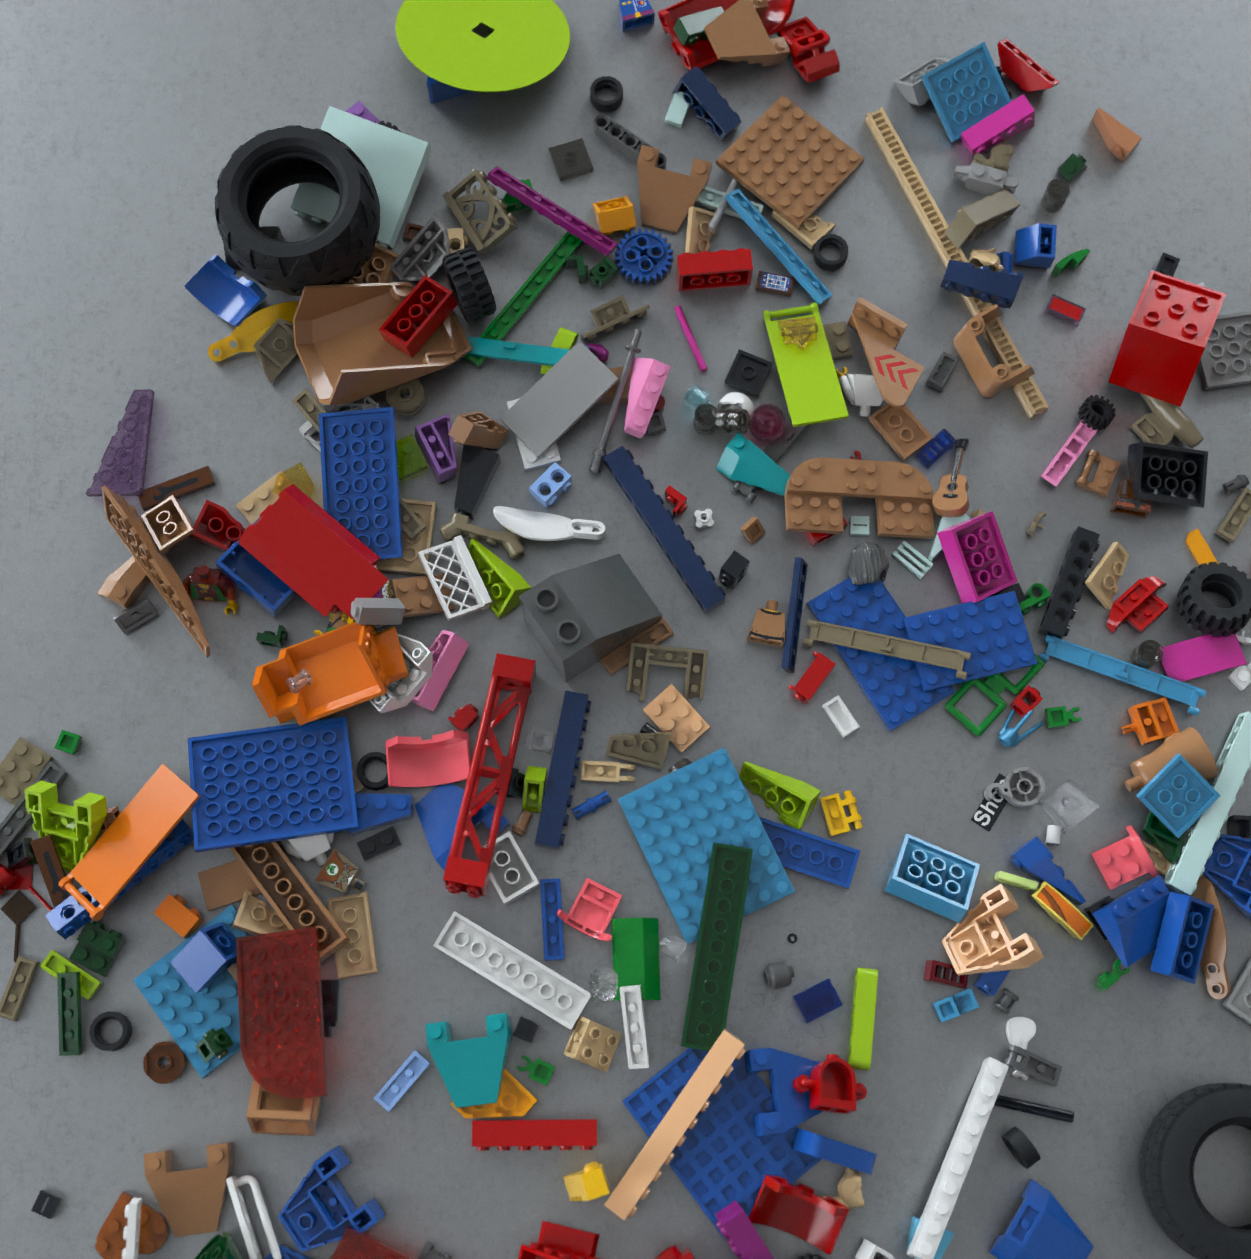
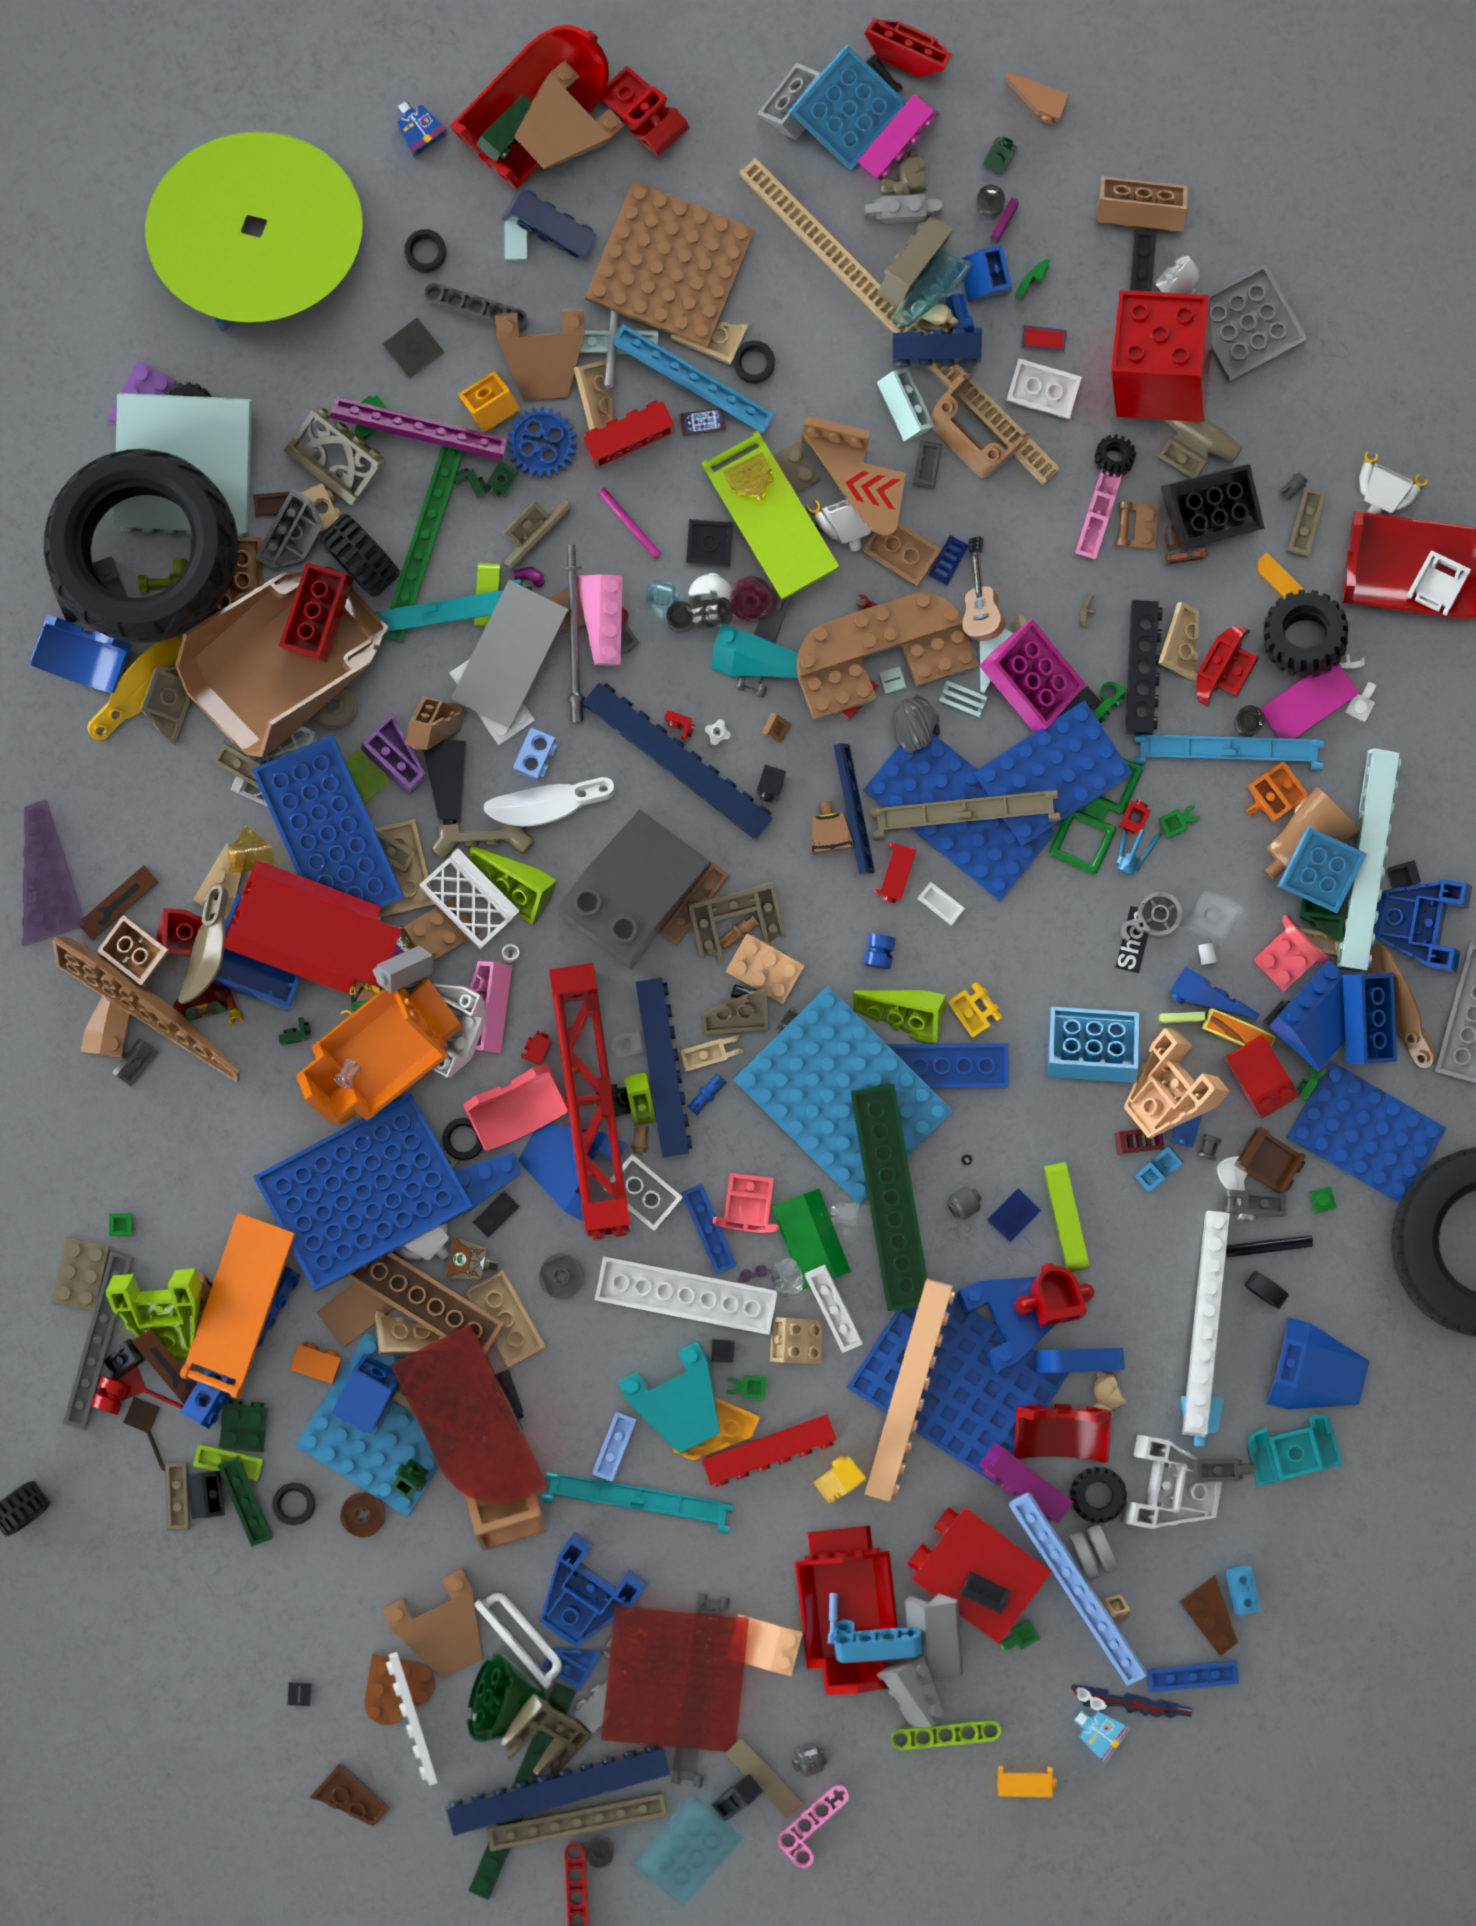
camera: 15 degrees left, 10 degrees up
(38, 996) = (206, 1494): none -> black brick
(228, 541) = (208, 946): none -> dark tan plant
(405, 1135) = (637, 1499): none -> teal piece
(421, 923) = (572, 1282): none -> dark grey plate
(468, 632) = (505, 952): none -> white hinge
(571, 971) = (760, 1271): none -> clear purple piece
(665, 680) = (738, 931): none -> medium nougat axle
(776, 737) = (879, 951): none -> blue wheel
(940, 319) = (905, 404): none -> light aqua brick
(992, 238) = (935, 283): none -> clear light blue wedge
(1054, 345) = (1043, 389): none -> white plate
(1056, 1032) = (1270, 1161): none -> reddish brown panel
(1064, 211) = (1004, 220): none -> magenta tile
(1072, 956) = (1261, 1077): none -> red slope
(1092, 1084) = (1322, 1200): none -> green plate
(1147, 1038) = (1366, 1132): none -> blue plate
(1174, 236) = (1142, 204): none -> medium nougat slope

